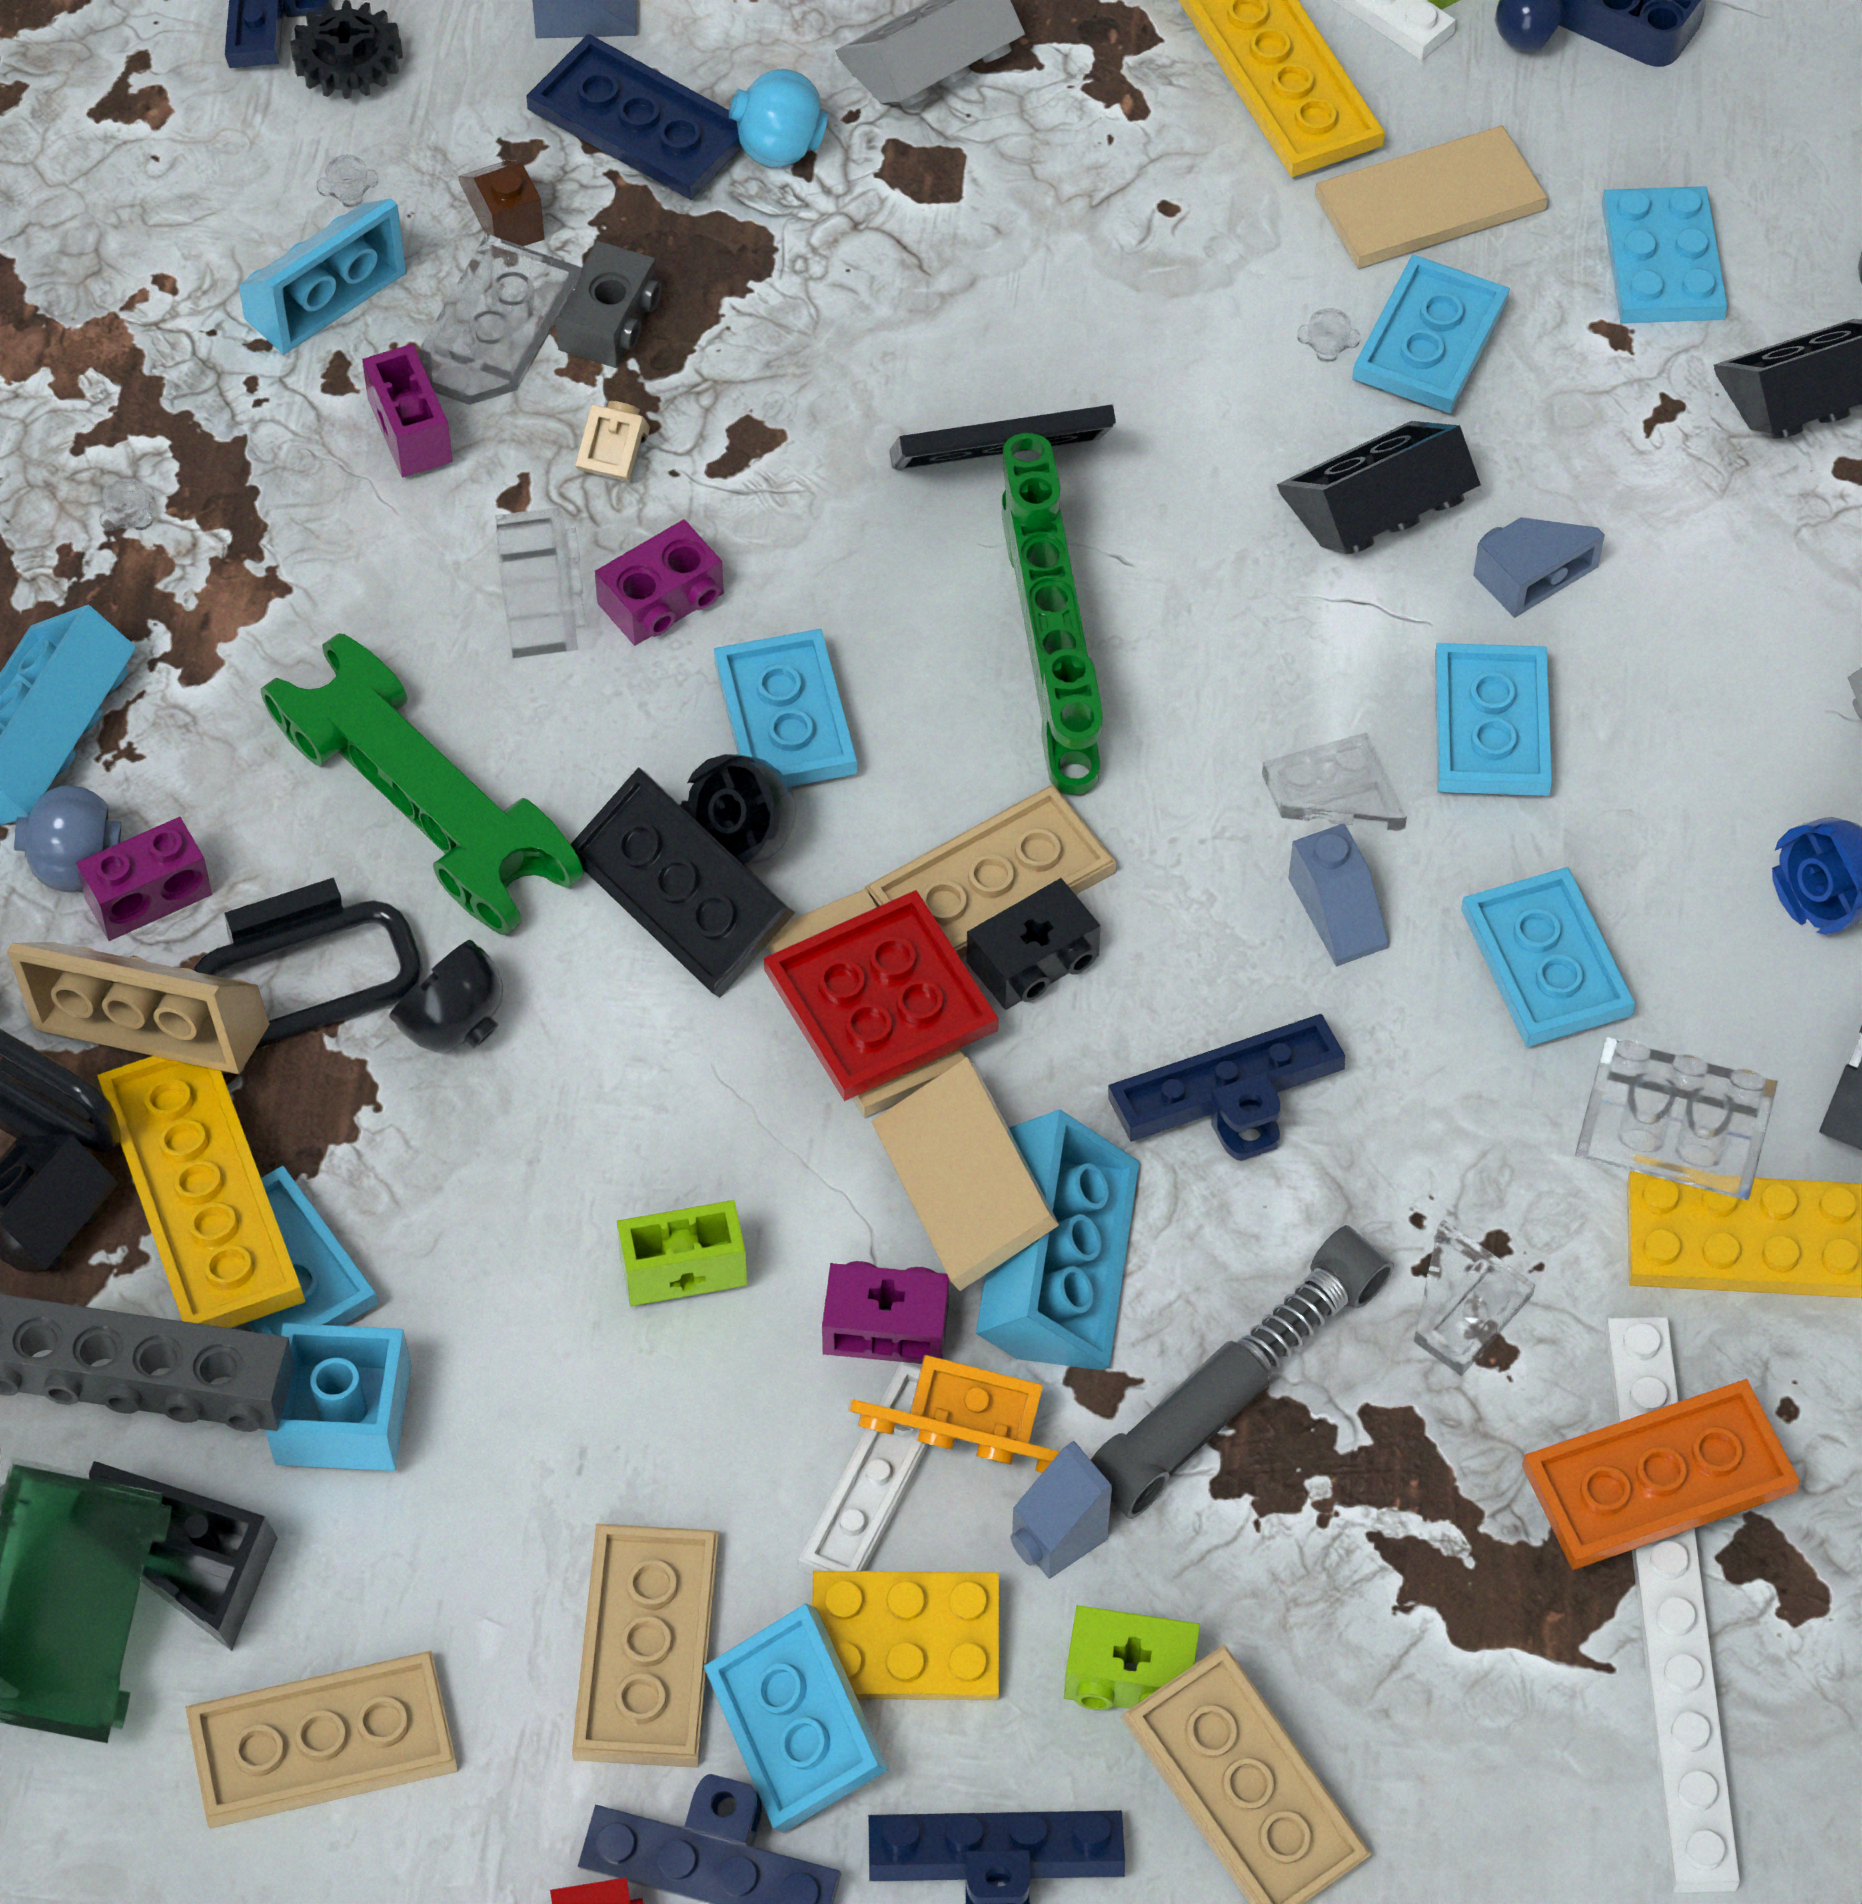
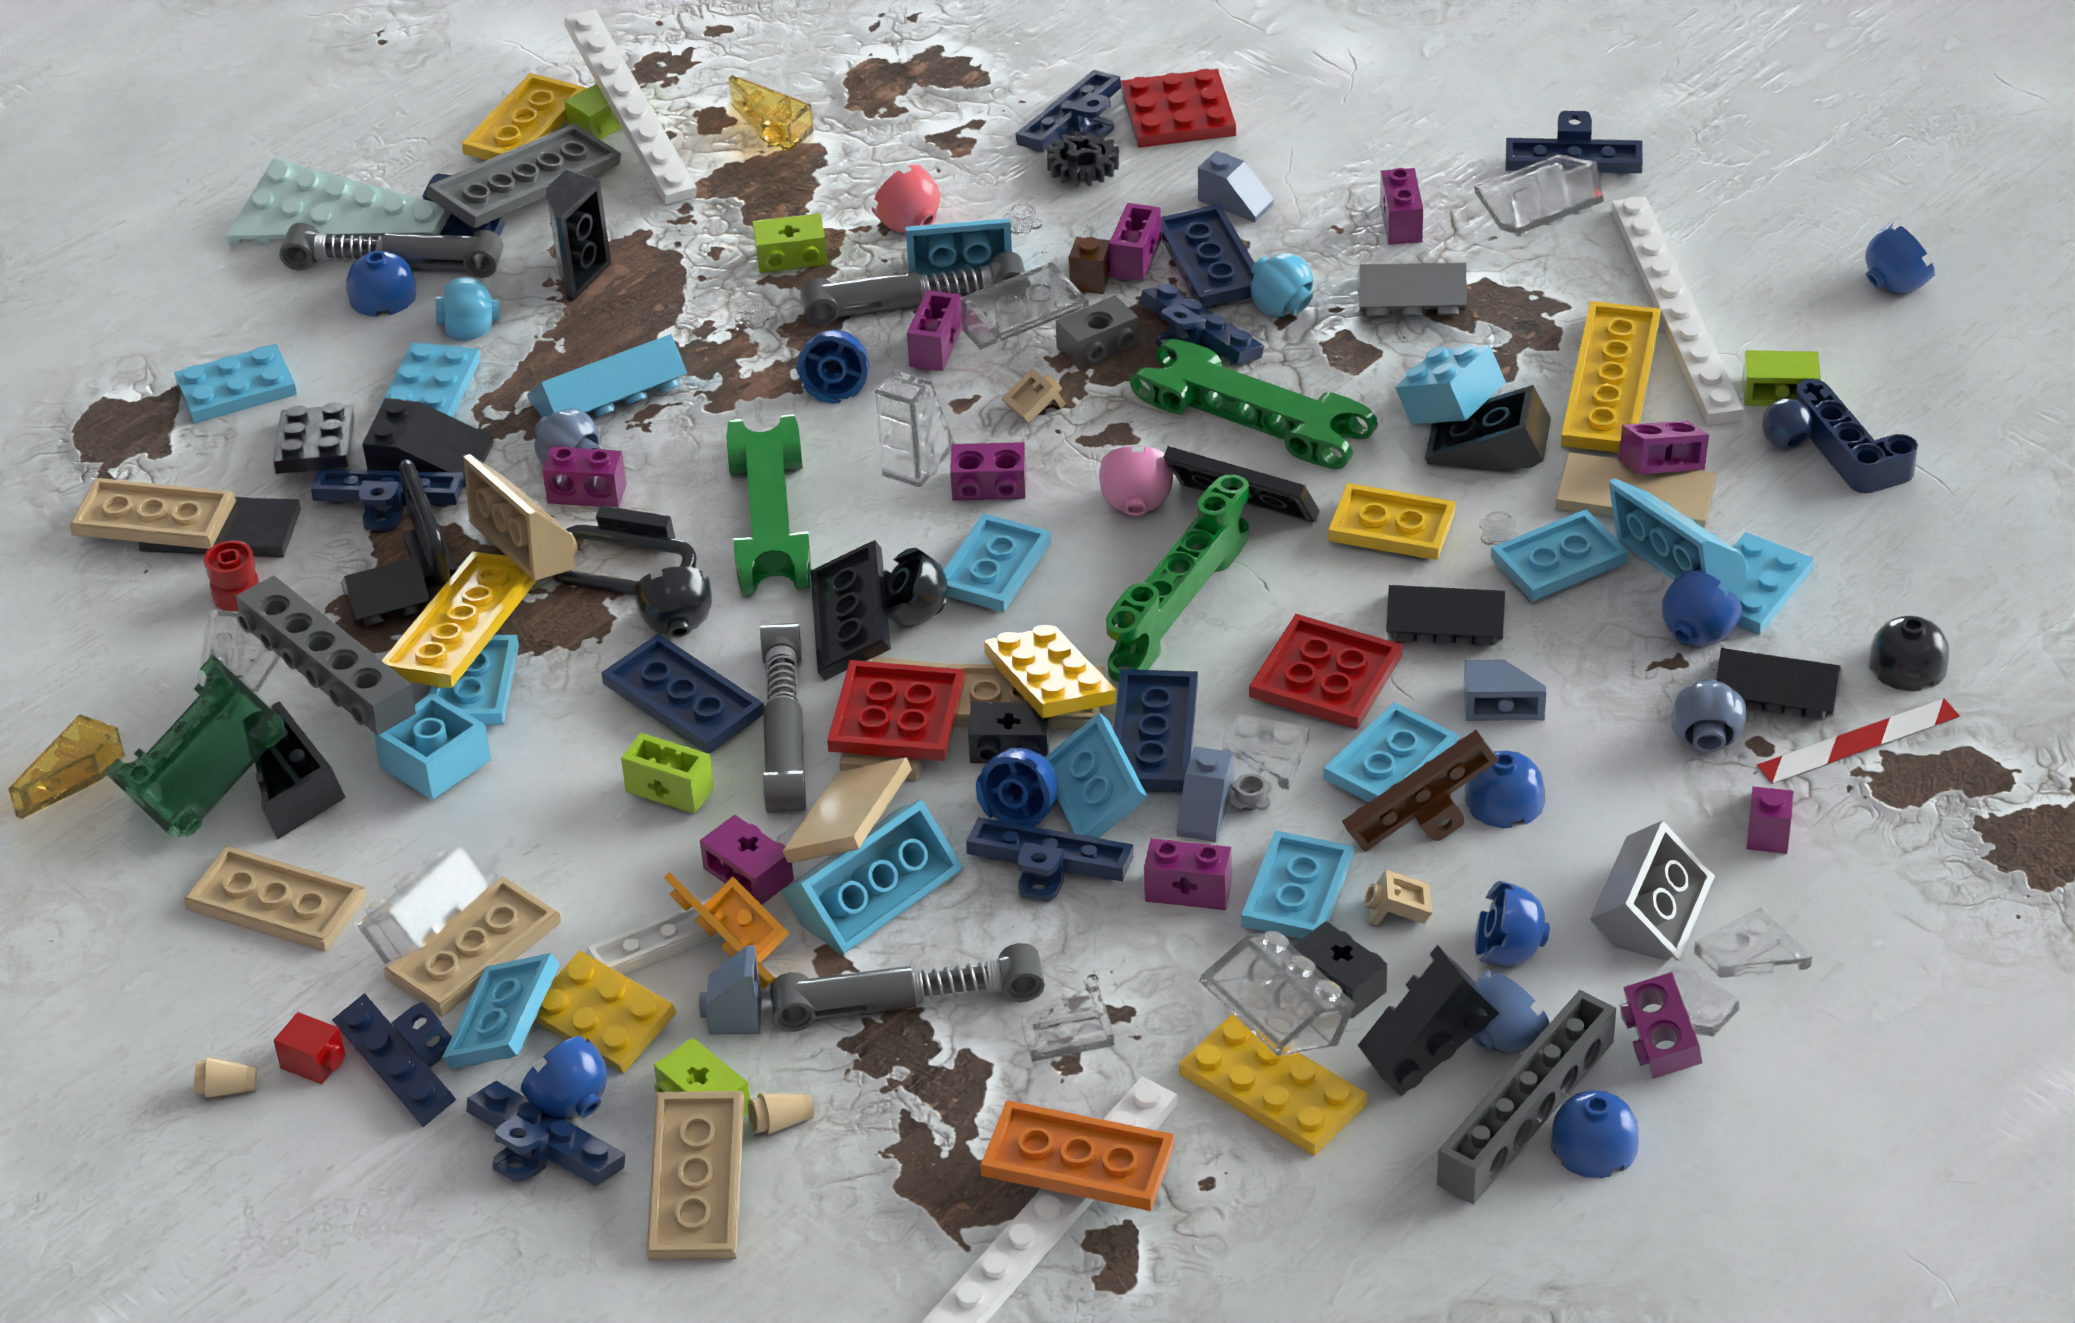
camera: 40 degrees right, 15 degrees down
(77, 373) = (790, 243): none -> lime brick
(192, 232) = (907, 199): none -> coral cylinder
(214, 436) = (827, 301): none -> dark grey piece
(325, 532) = (833, 366): none -> blue cylinder
(542, 142) = (1135, 242): none -> magenta brick
(560, 1638) = (421, 904): none -> clear wedge
(573, 1123) = (683, 693): none -> dark blue plate
(716, 229) = (1196, 324): none -> dark blue plate
(804, 314) = (1302, 422): none -> green piece
(828, 1177) = (782, 719): none -> dark grey piece
(866, 502) = (1135, 480): none -> bright pink cylinder
(977, 1763) = (569, 1081): none -> blue cylinder
(1013, 832) = (1049, 671): none -> yellow plate
(1119, 162) = (1450, 384): none -> medium azure brick
(1127, 1017) = (1017, 787): none -> blue cylinder
(1194, 839) = (1157, 724): none -> dark blue plate
(1202, 389) = (1392, 521): none -> yellow plate
(1202, 953) = (1095, 778): none -> medium azure plate
(1207, 205) = (1500, 436): none -> black slope
(1250, 1629) = (778, 1111): none -> tan cone
(1315, 642) = (1326, 671): none -> red plate
(1388, 850) = (1251, 792): none -> light grey plate
(1420, 1016) = (1188, 874): none -> magenta brick
(1430, 123) = (1663, 447): none -> magenta brick
(1569, 253) = (1671, 539): none -> medium azure slope
(1609, 756) = (1423, 795): none -> reddish brown plate
(1652, 690) = (1506, 791): none -> blue cylinder
(1666, 329) = (1699, 610): none -> blue cylinder
(1669, 906) = (1399, 896): none -> tan bracket
(1710, 1028) = (1347, 964): none -> black brick
(1797, 466) = (1708, 715): none -> sand blue plant

